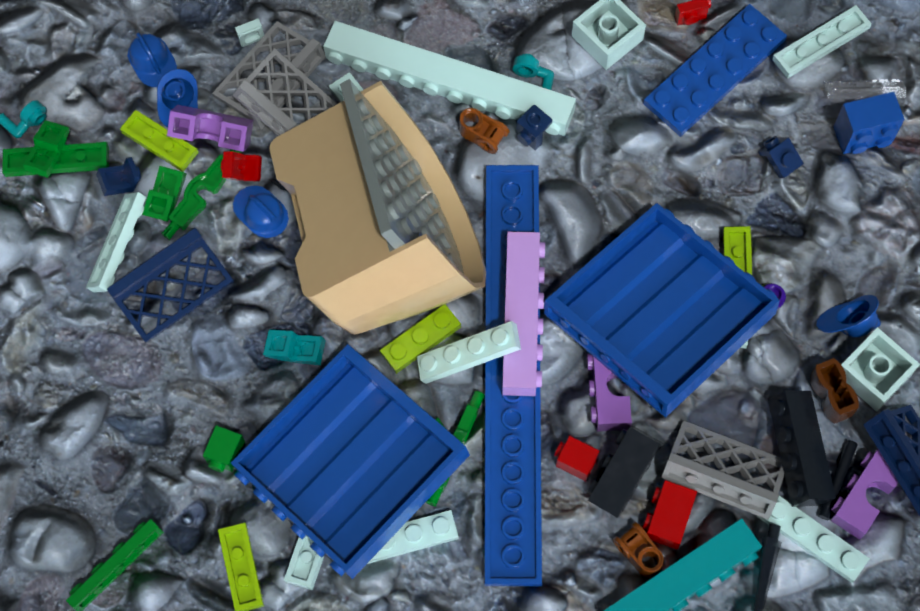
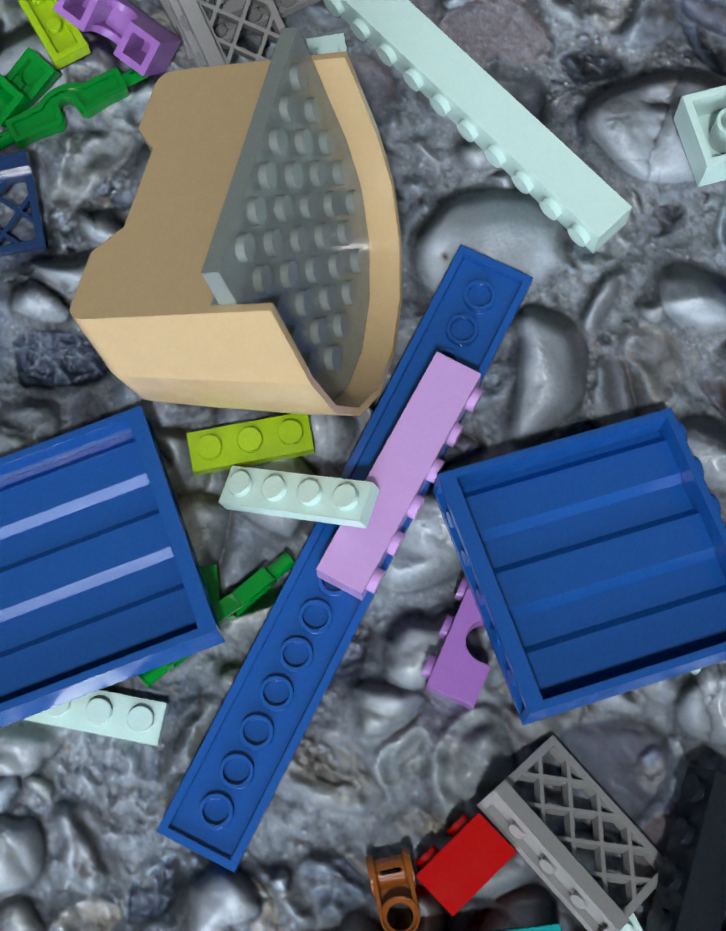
camera: 25 degrees right, 5 degrees up
(241, 166) = (125, 93): red bracket -> none
(260, 211) = (121, 165): blue piece -> none
(294, 348) = (77, 375): teal slope -> none
(486, 133) = (485, 199): dark orange piece -> none
(528, 66) = (590, 133): teal plate -> none
(531, 127) = (551, 218): dark blue bracket -> none
(576, 458) = (374, 715): red brick -> none
(623, 470) = (430, 767): black wedge -> none

